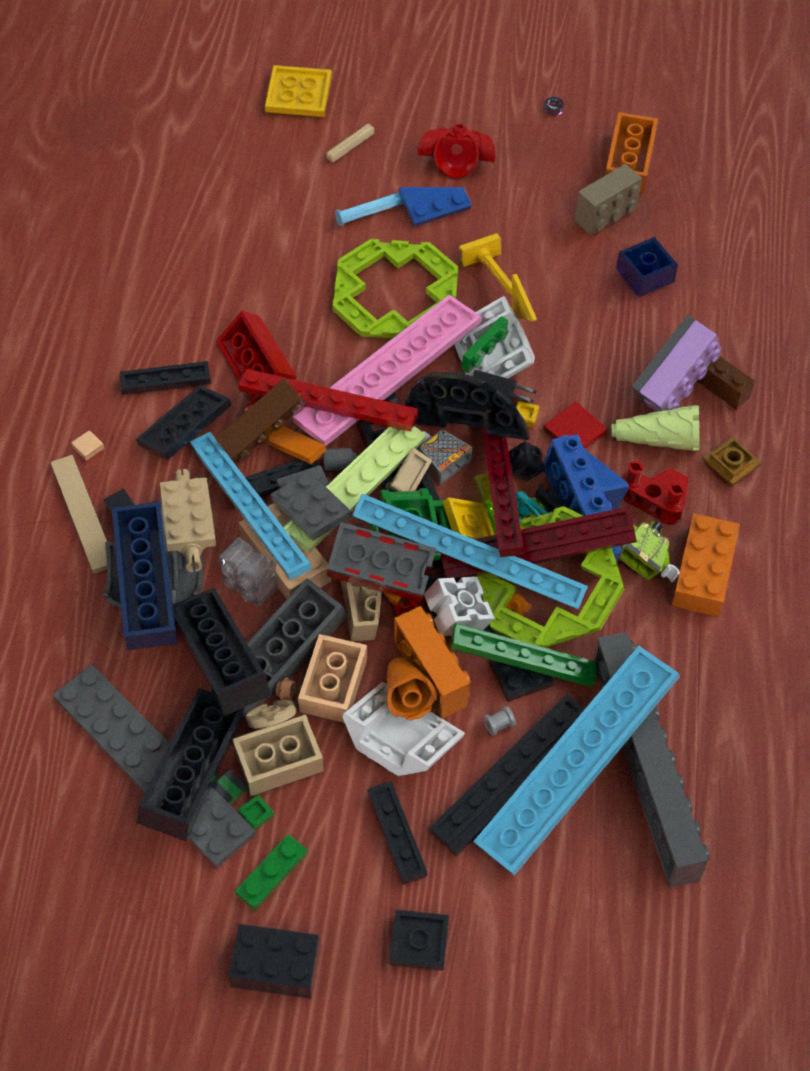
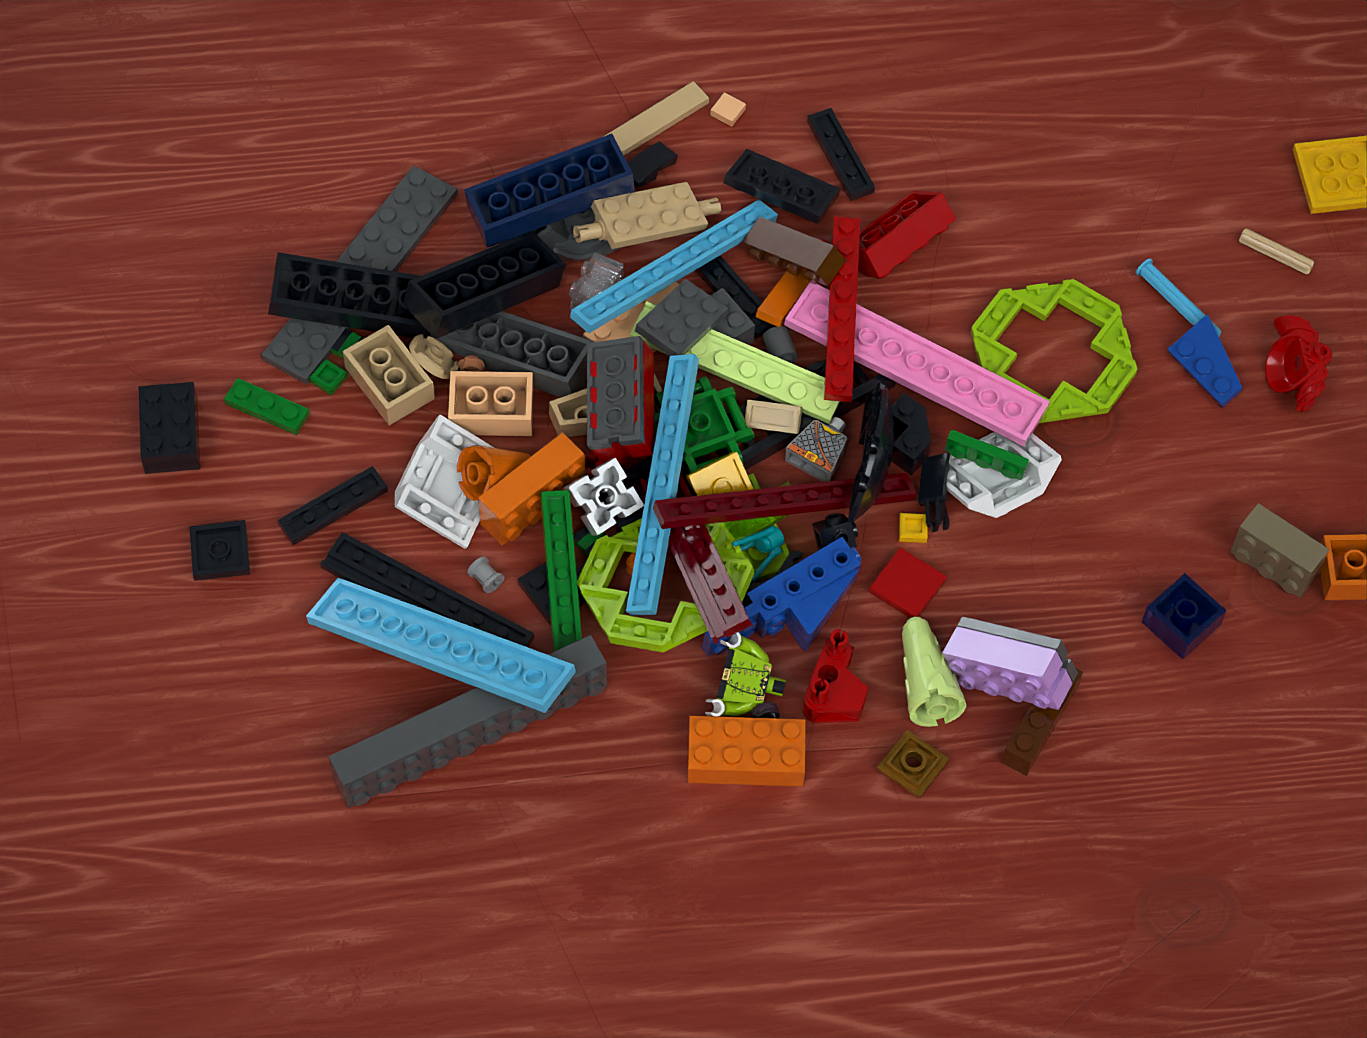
camera: 75 degrees right, 5 degrees up
(483, 251) = (1142, 427): yellow piece -> none
(674, 547) = (765, 710): none -> tile

